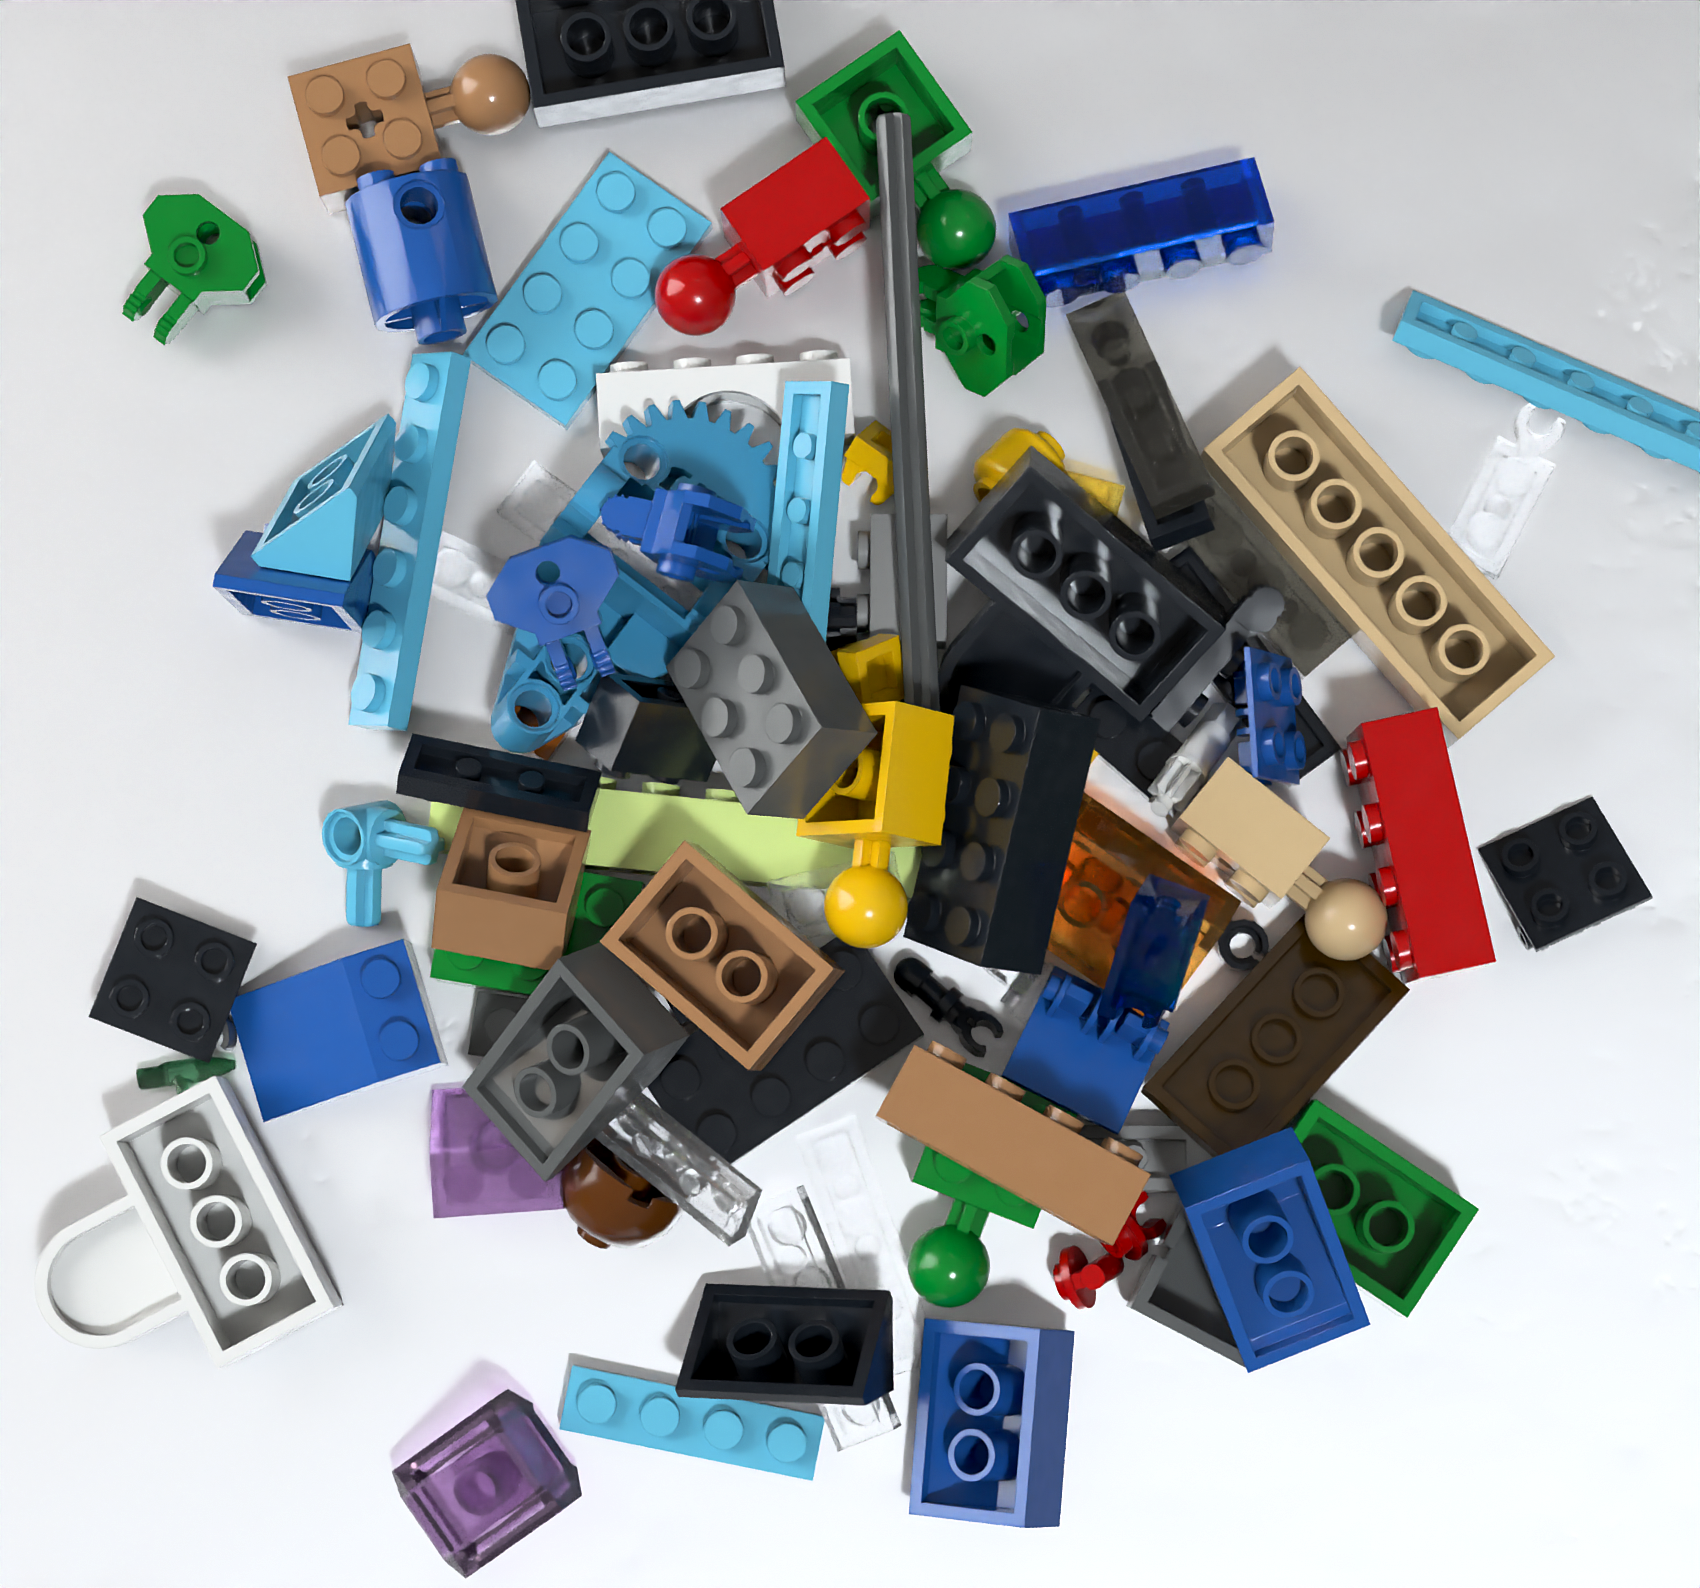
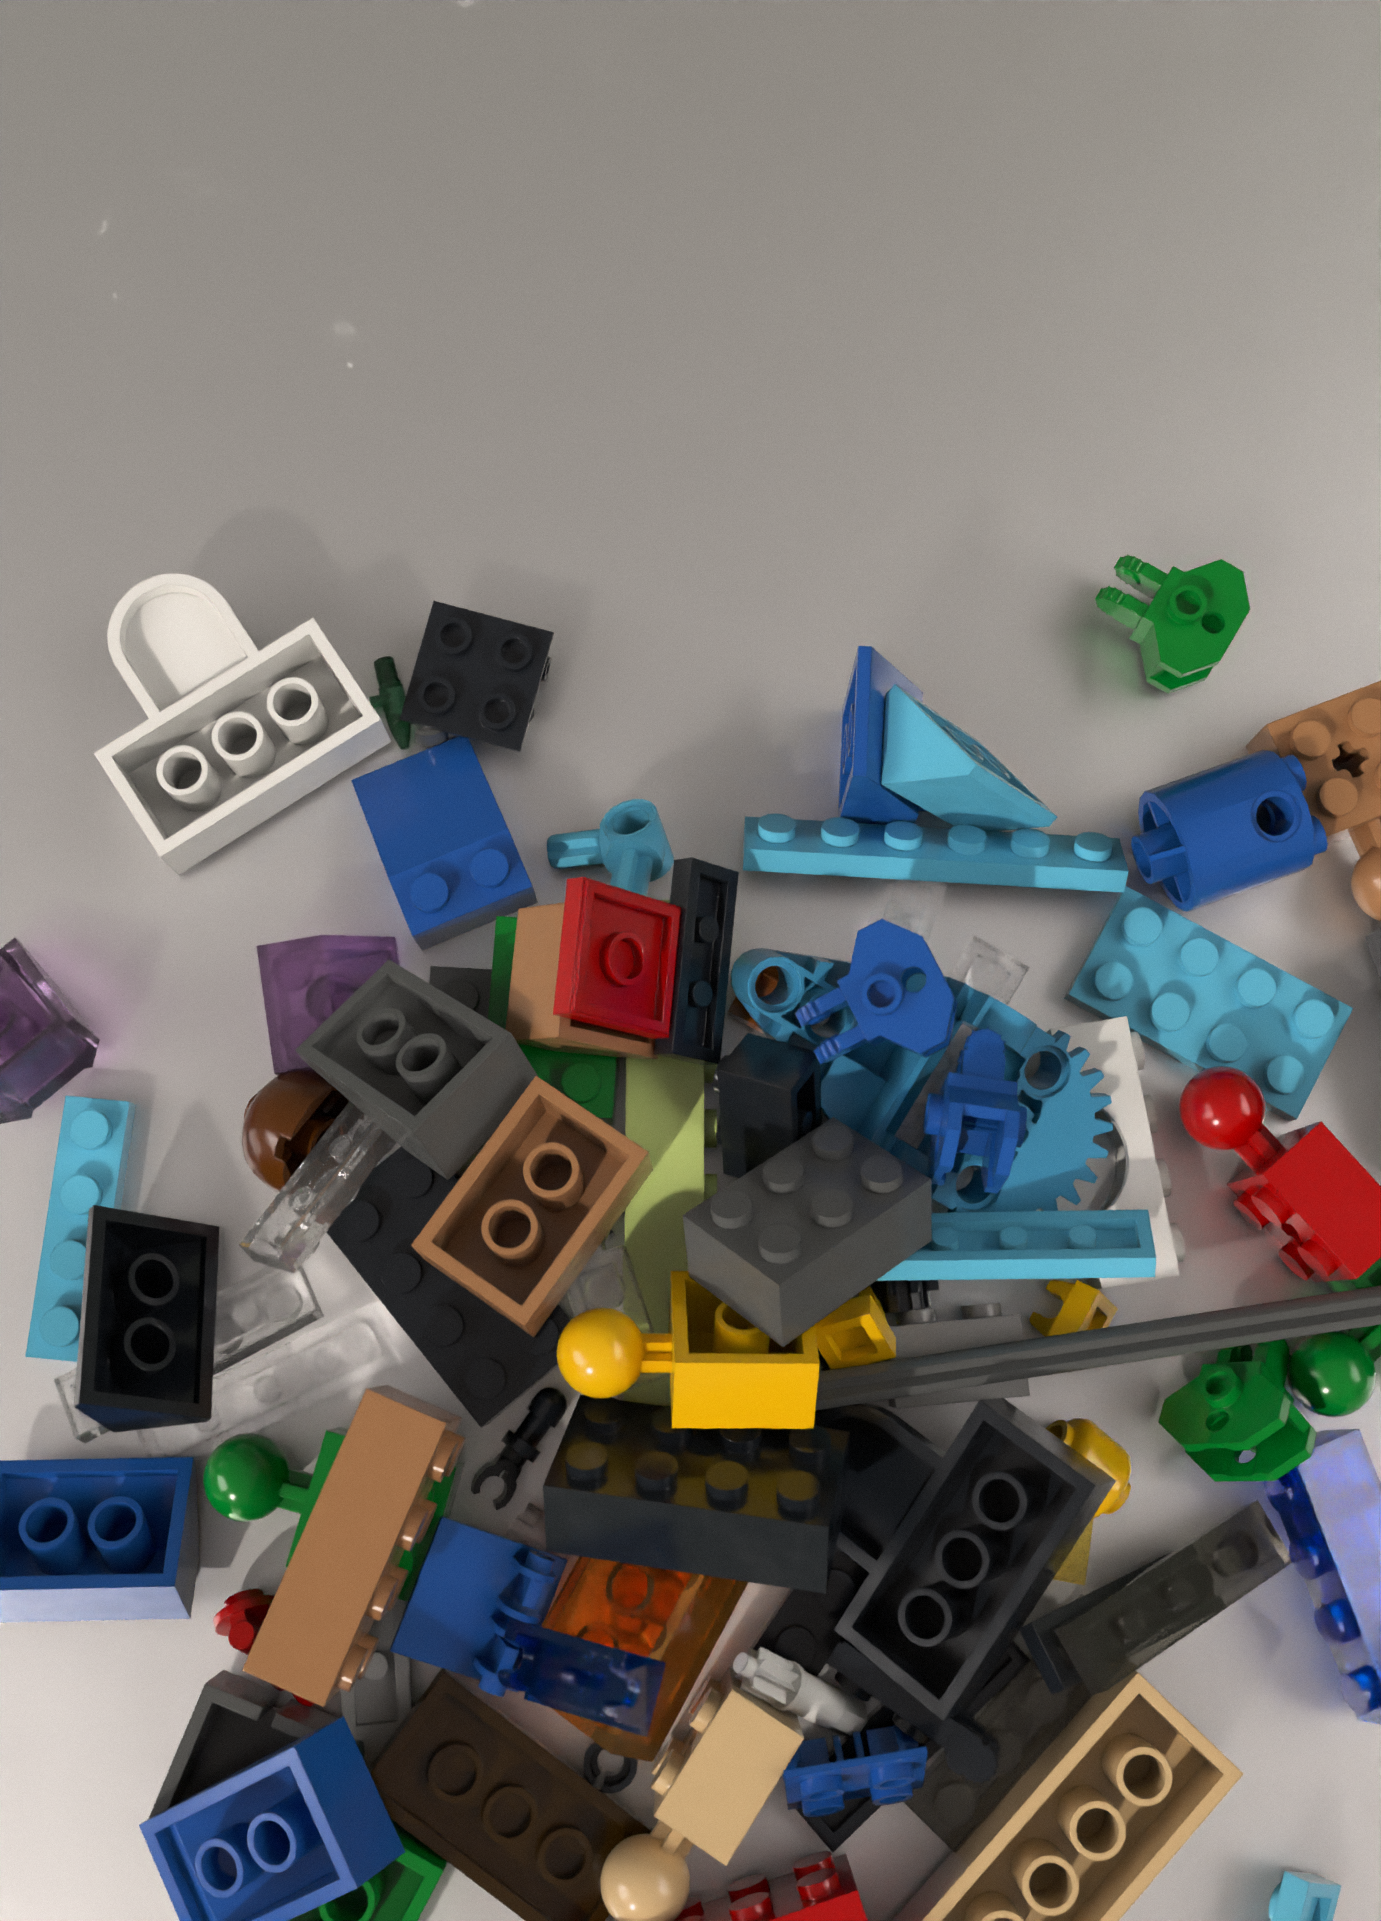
camera: 80 degrees right, 5 degrees down
(494, 853) = (617, 959): none -> red tile

